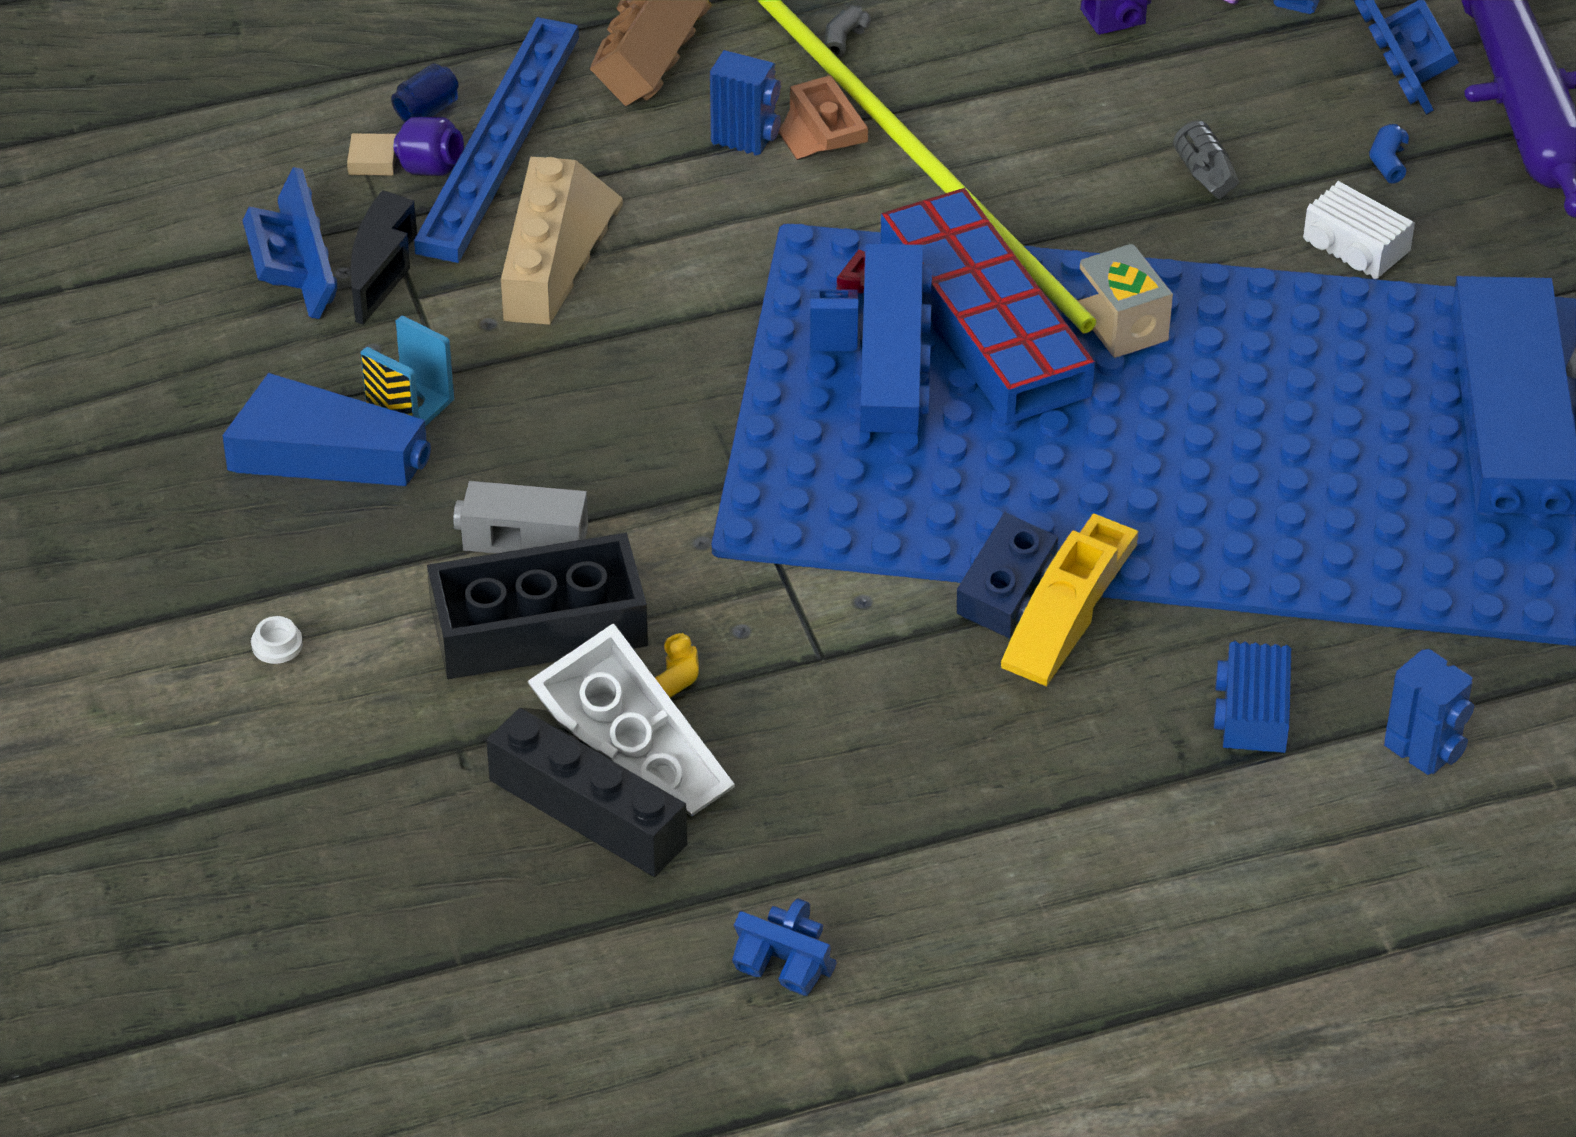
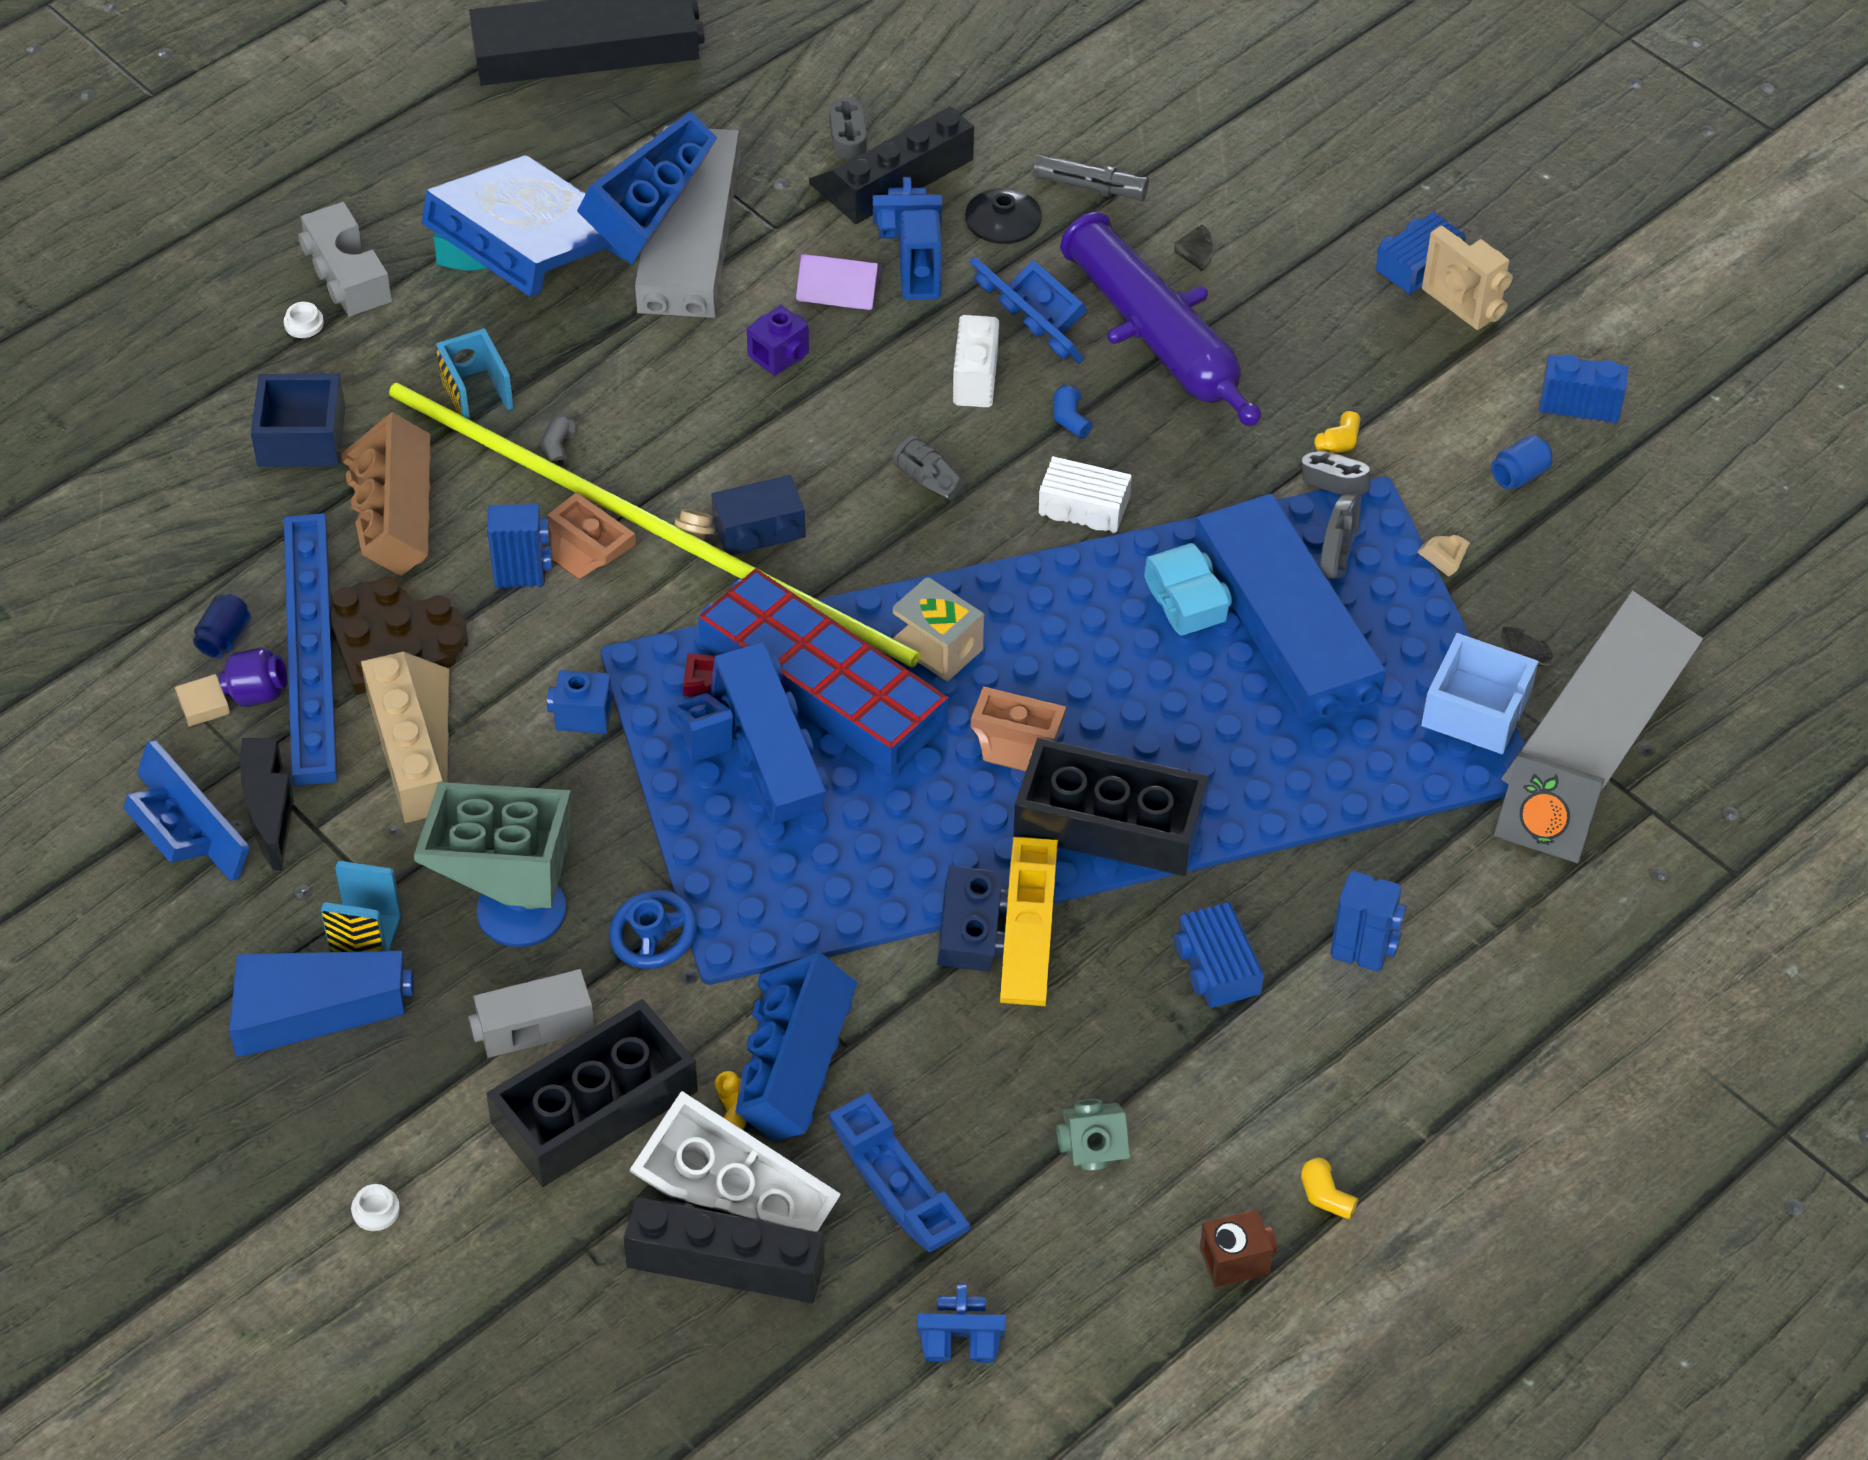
camera: 25 degrees left, 5 degrees up
(571, 430) = (518, 925): none -> blue dish
(572, 352) = (499, 840): none -> sand green slope
(591, 134) = (383, 620): none -> dark brown plate
(684, 481) = (647, 910): none -> blue piece
(732, 263) = (581, 701): none -> blue brick
(762, 633) = (793, 1044): none -> blue wedge
(799, 782) = (894, 1177): none -> blue slope
(937, 140) = (695, 523): none -> tan plate
(1002, 148) = (758, 515): none -> dark blue brick
(1041, 810) = (1108, 1139): none -> sand green brick
(1117, 975) = (1237, 1248): none -> copper brick
(1155, 416) = (1011, 724): none -> nougat slope
(1212, 516) = (1111, 806): none -> black brick
(1242, 955) = (1322, 1191): none -> yellow arm
(1311, 75) = (975, 361): none -> white brick
(1414, 344) = (1187, 588): none -> medium azure brick

